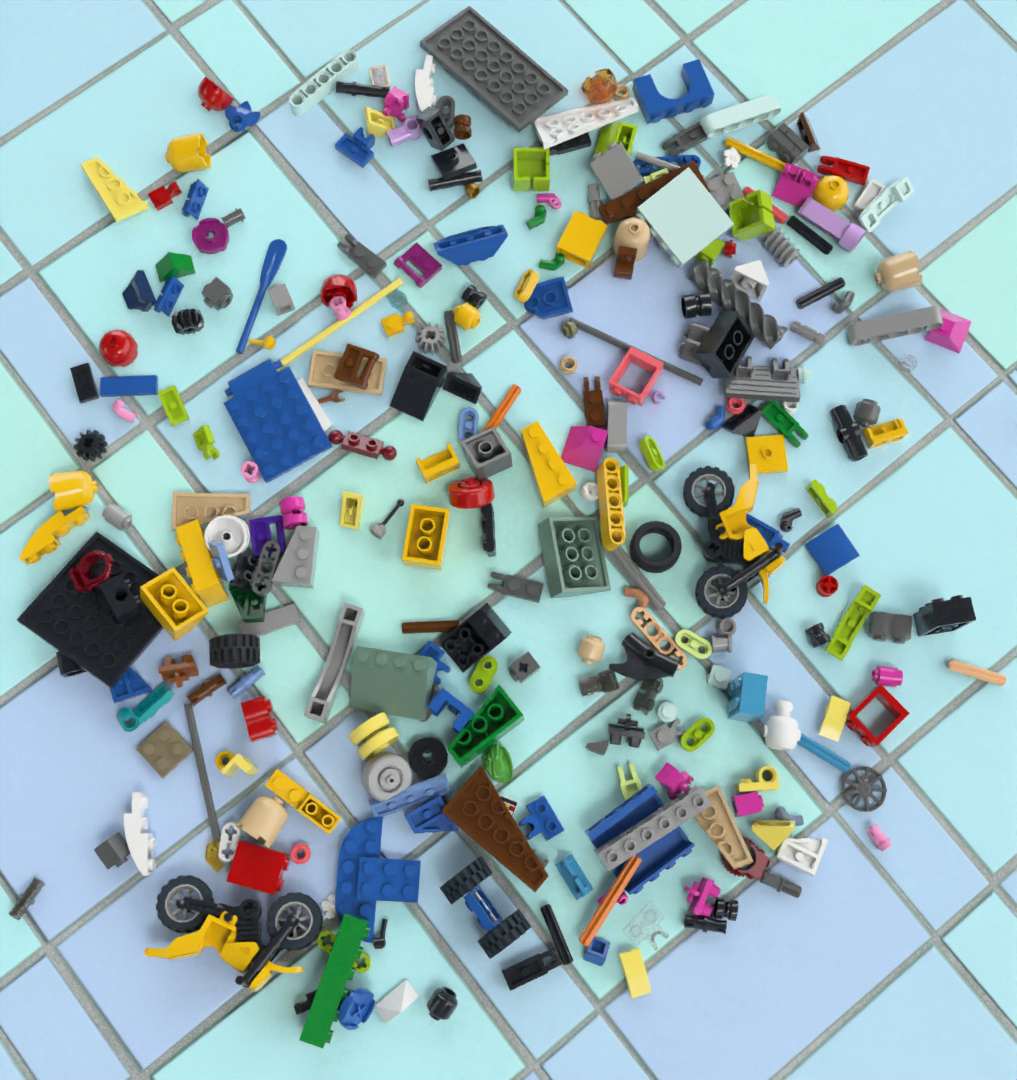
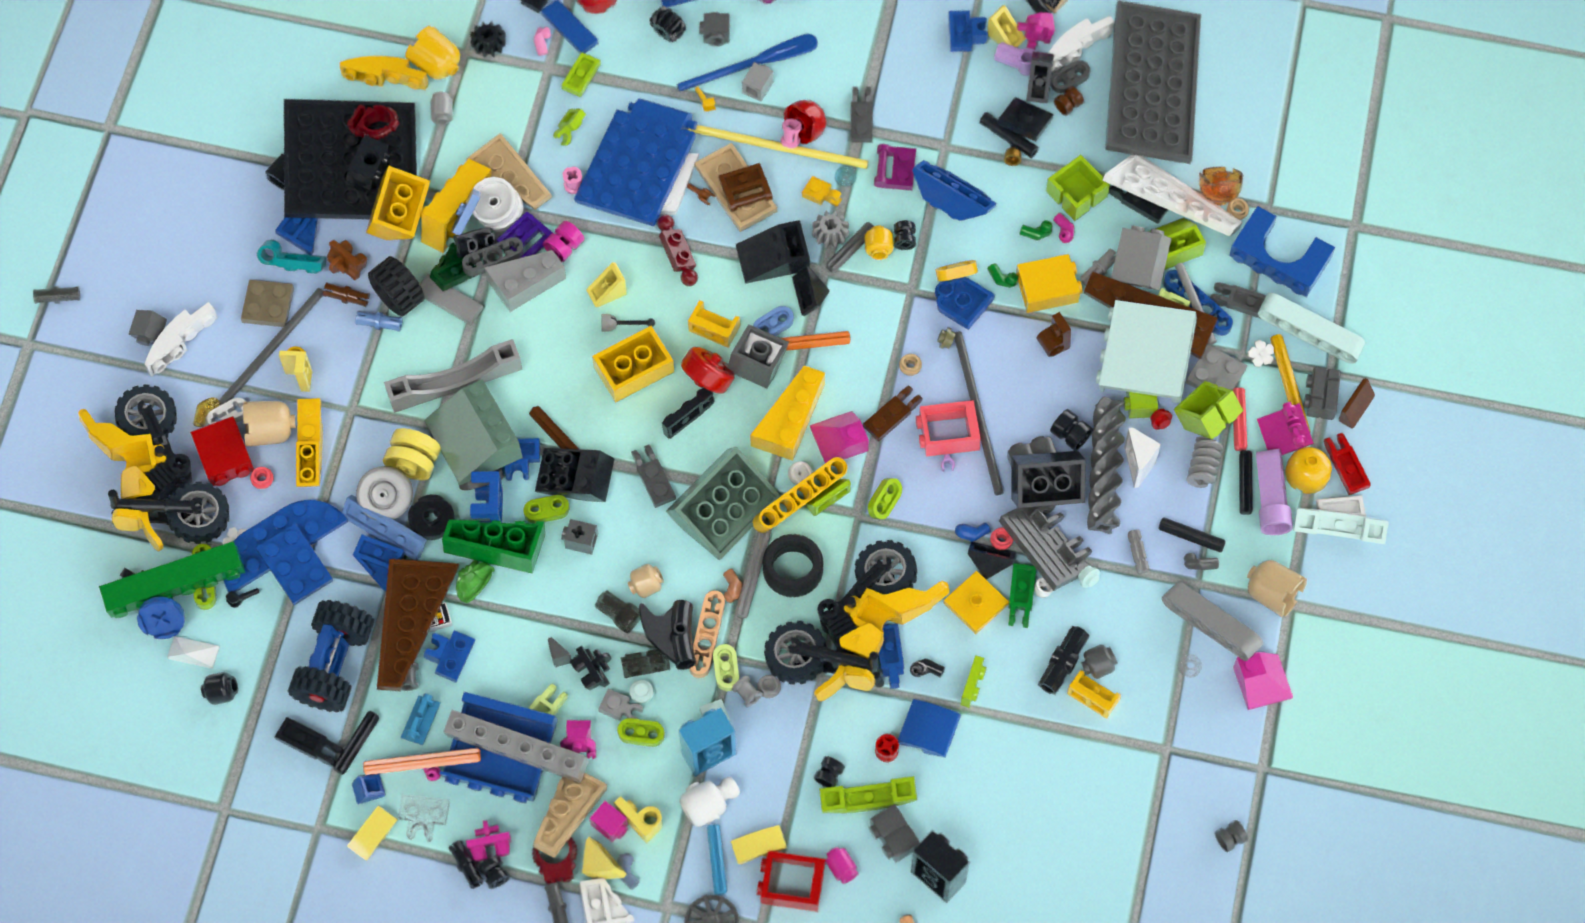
camera: 55 degrees right, 10 degrees down
(259, 719) = (353, 354): red brick -> none
(616, 426) = (884, 448): light grey beam -> none
(633, 234) = (1088, 324): tan cylinder -> none

